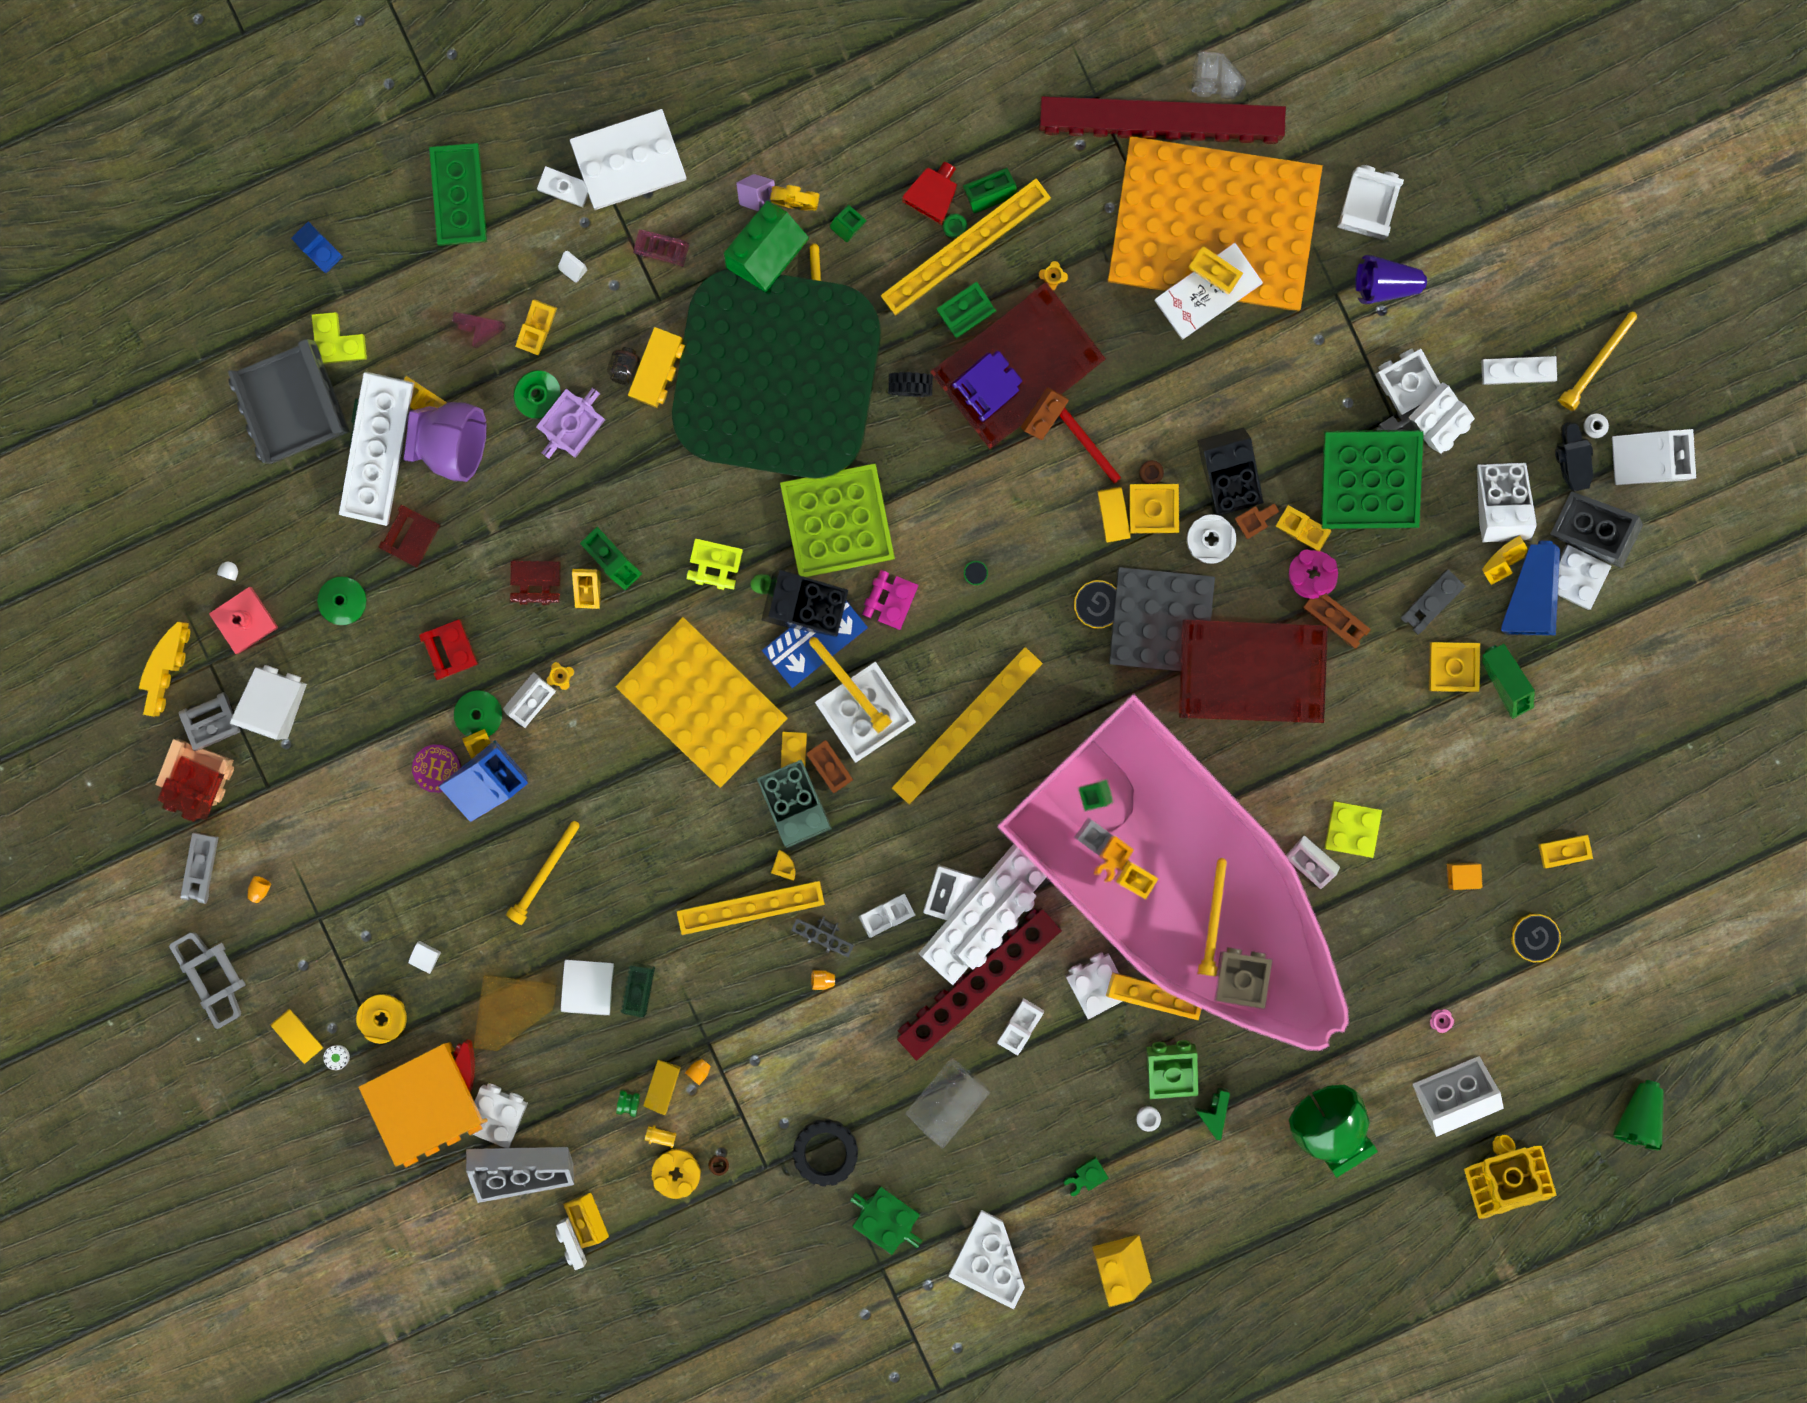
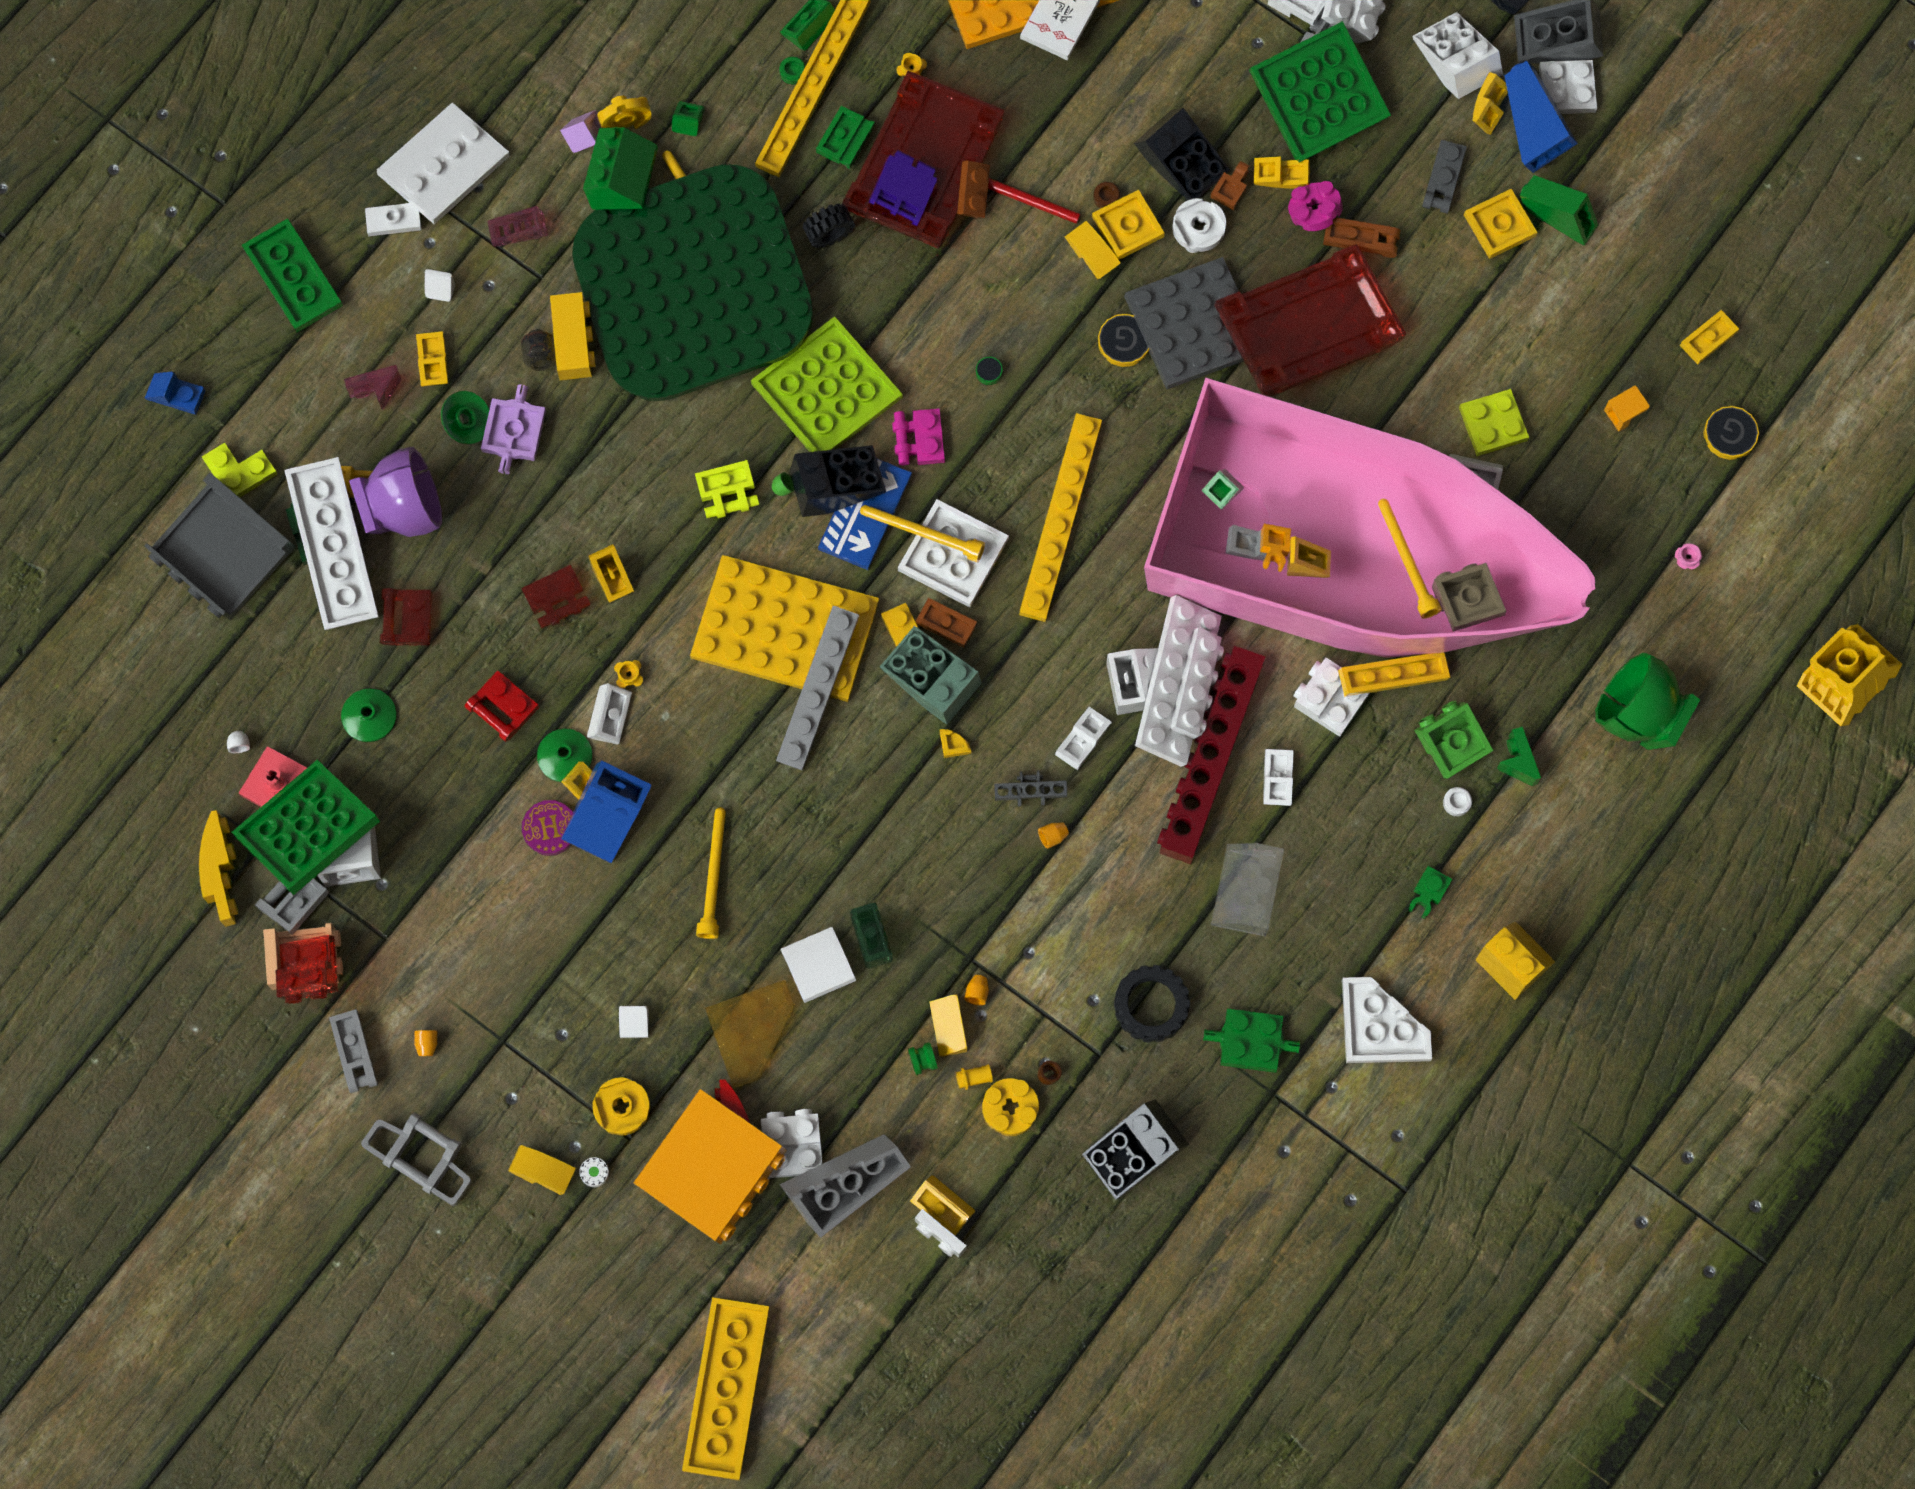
camera: 30 degrees left, 15 degrees down
(241, 678) = (305, 827): none -> green plate
(352, 1273) = (725, 1389): none -> yellow plate
(610, 558) = (623, 533): green bracket -> none
(700, 769) = (817, 688): none -> light grey plate
(750, 907) = (942, 799): yellow plate -> none
(753, 1257) = (1135, 1148): none -> black slope
(932, 193) = (754, 49): red torso -> none
(1458, 1096) = (1748, 618): white slope -> none
(1503, 1144) = (1818, 641): yellow plate -> none

